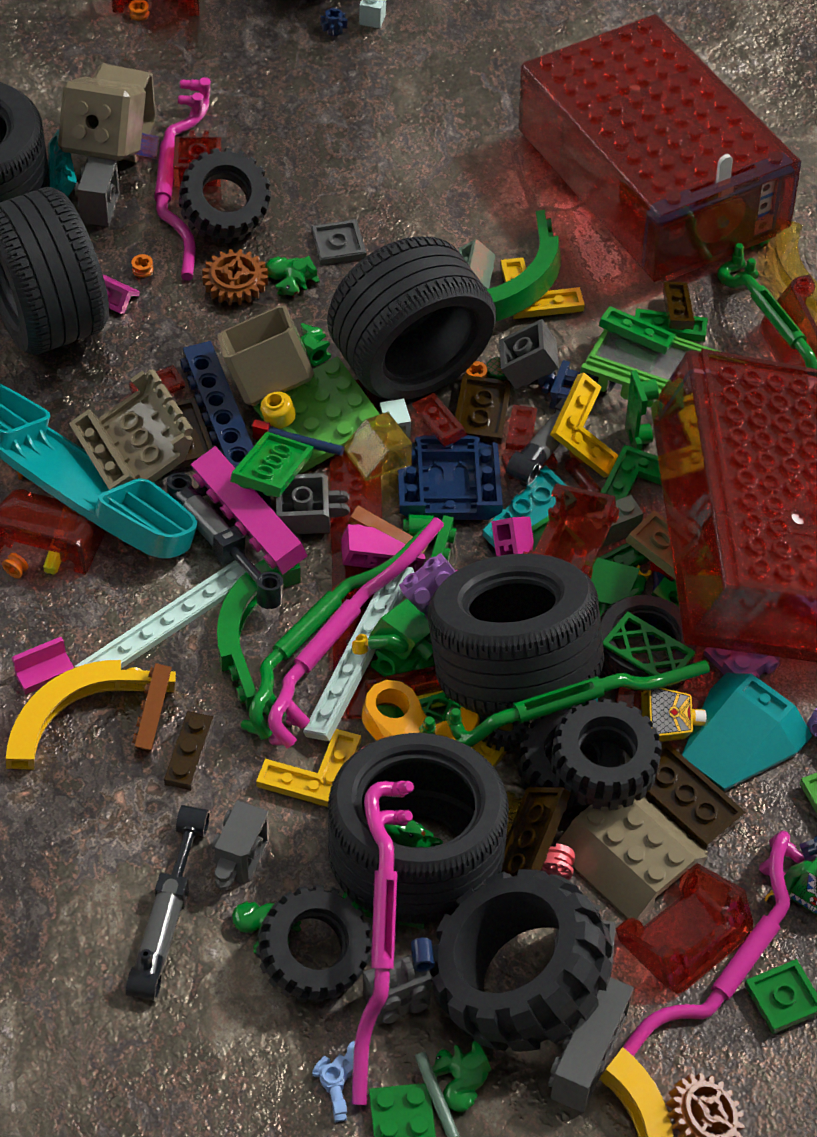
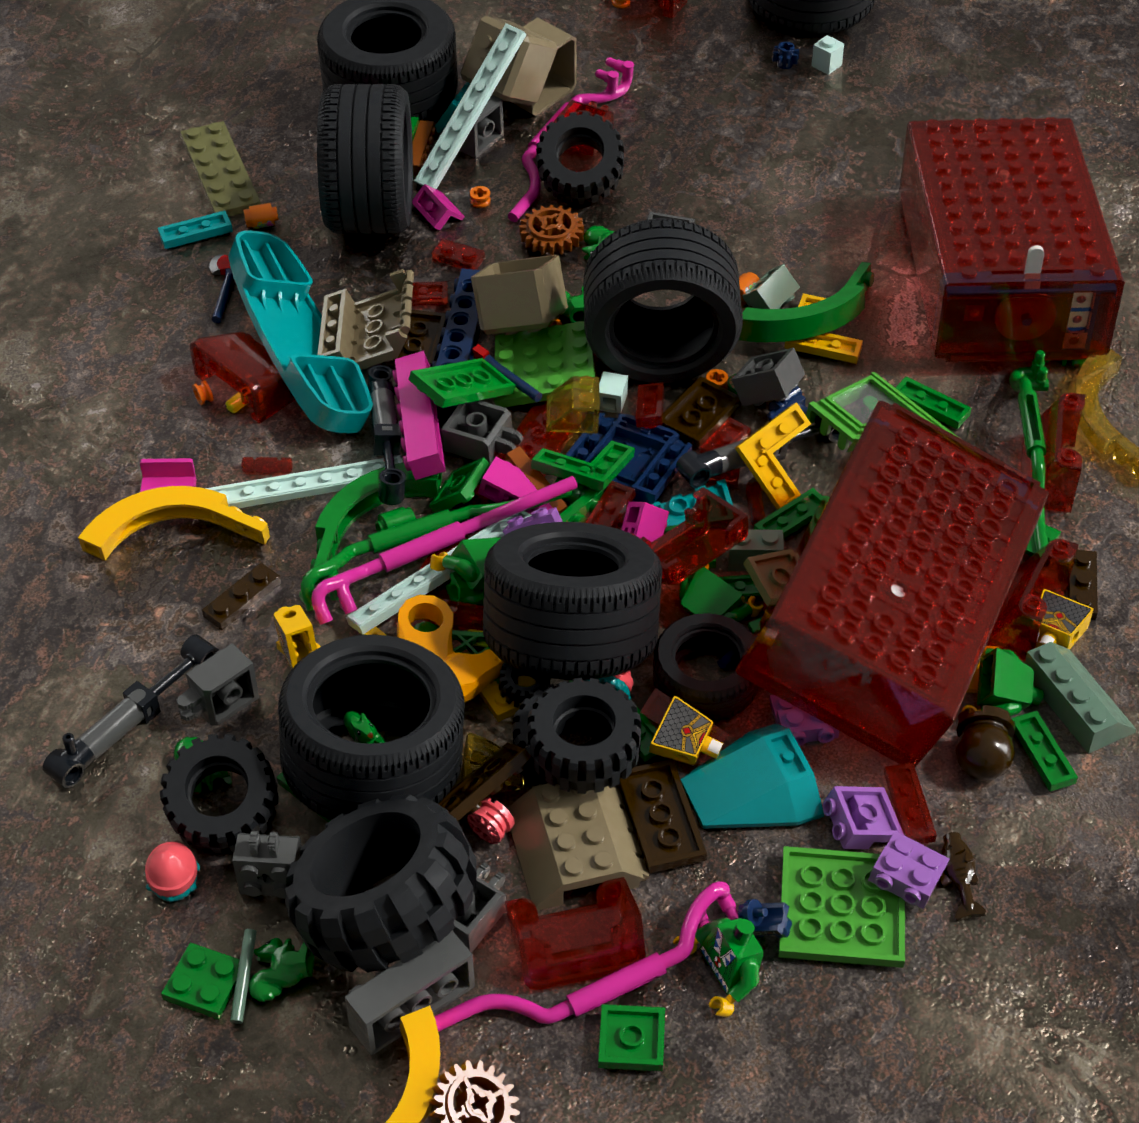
camera: 30 degrees right, 5 degrees down
(100, 160) = (470, 106): none -> light aqua tile
(124, 613) = (267, 464): none -> clear red axle
(149, 145) = (550, 103): clear pink tile -> none
(151, 707) = (228, 545): dark orange piece -> none
(161, 333) = (458, 255): none -> clear red plate
(278, 409) = (503, 343): yellow head -> none
(281, 769) = (294, 626): none -> yellow torso
(283, 620) = (394, 518): none -> green brick
(309, 1033) = (171, 871): none -> coral hair
(323, 564) = (460, 485): none -> green plate
(333, 1078) = (171, 916): light blue piece -> none
(383, 923) = (264, 790): dark pink piece -> none
(422, 954) = (295, 838): dark blue hinge -> none
(441, 504) = (595, 475): none -> green plate
(468, 535) = (612, 505): none -> clear red plate
(561, 699) = (575, 667): green piece -> none
(637, 330) = (883, 387): green plate -> none
(639, 394) = (838, 436): green brick -> none
(646, 629) = (715, 690): green window -> none
(678, 305) = (945, 385): dark brown plate -> none

